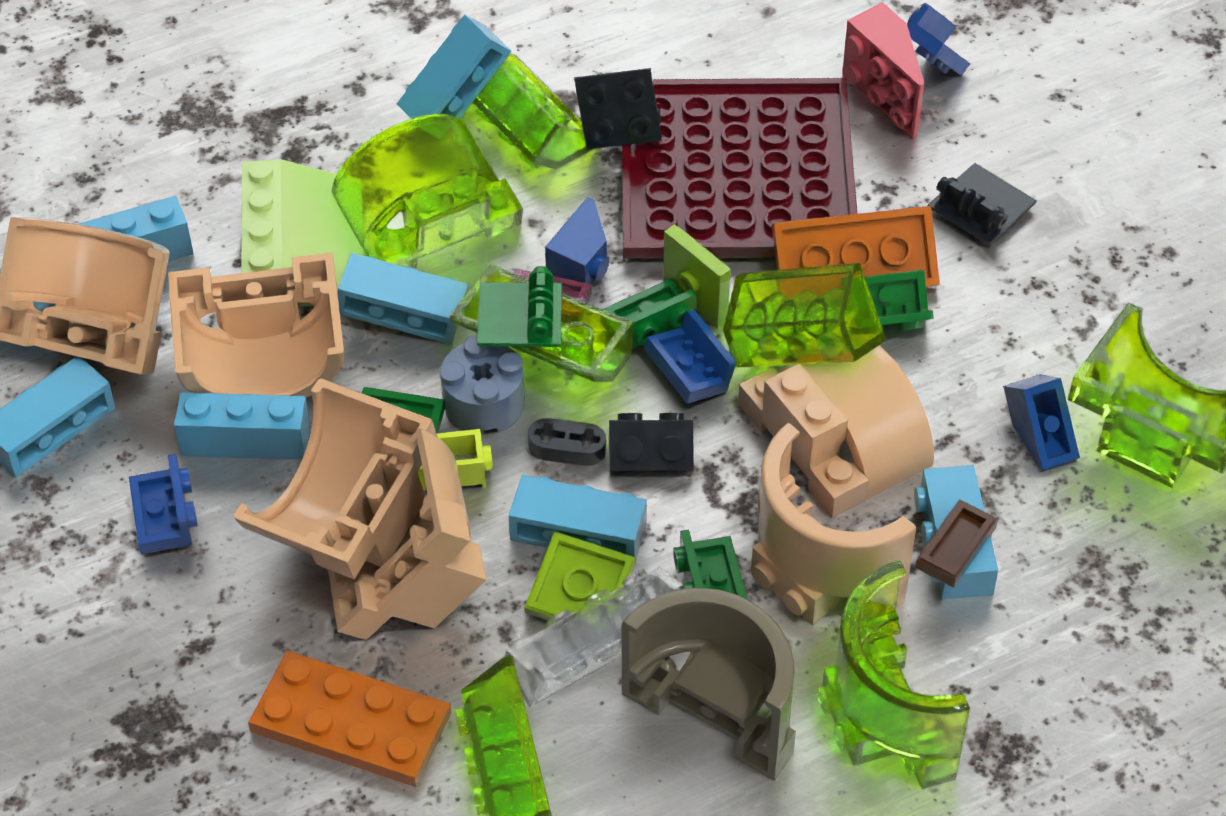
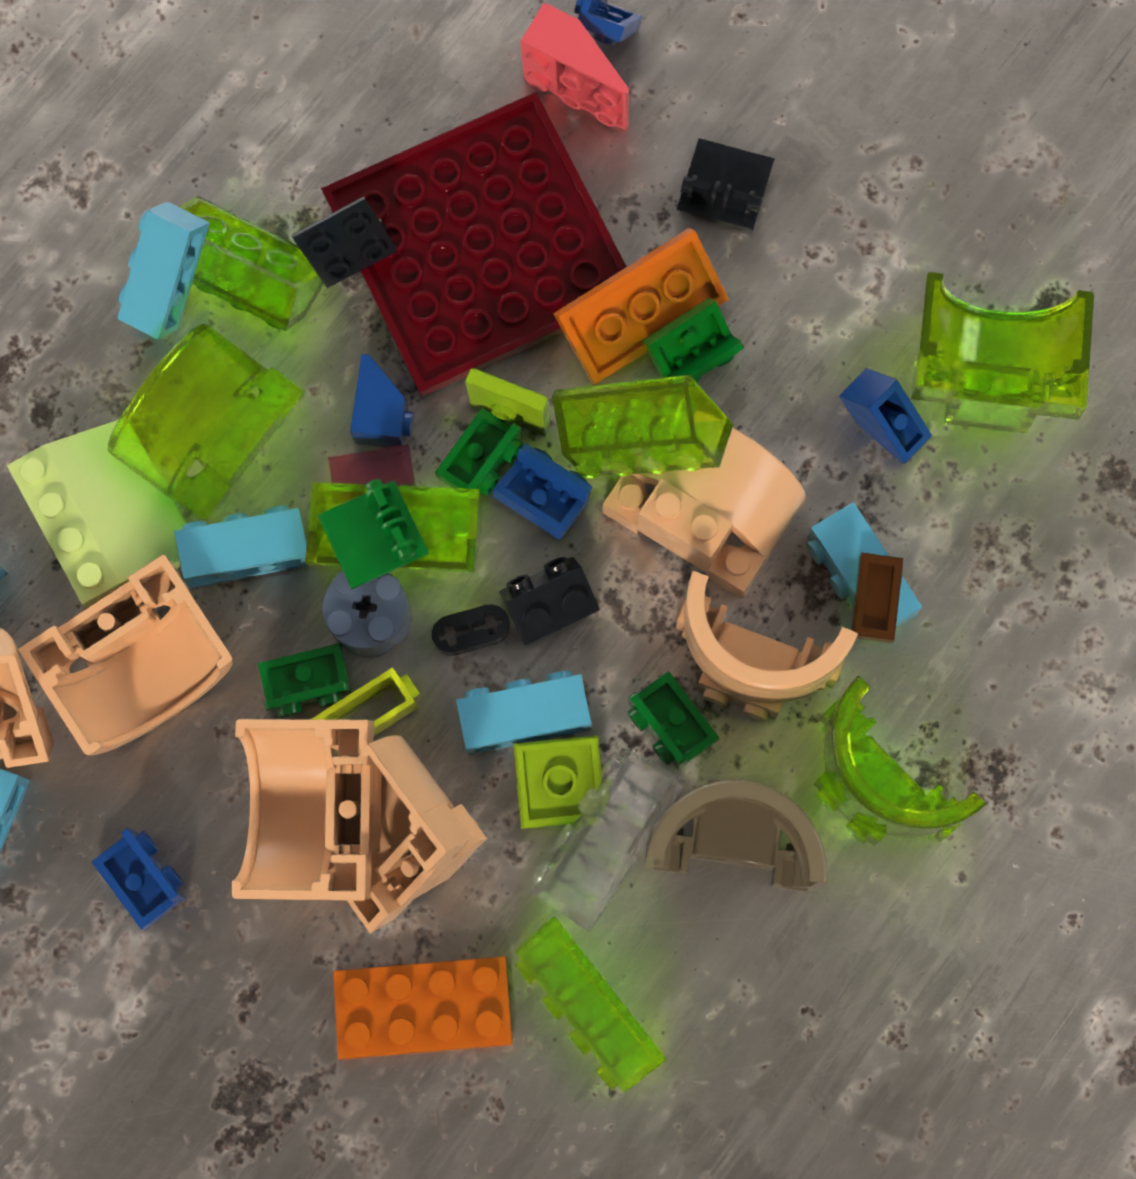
camera: 20 degrees left, 25 degrees up
(242, 425) = (166, 757): medium azure brick -> none

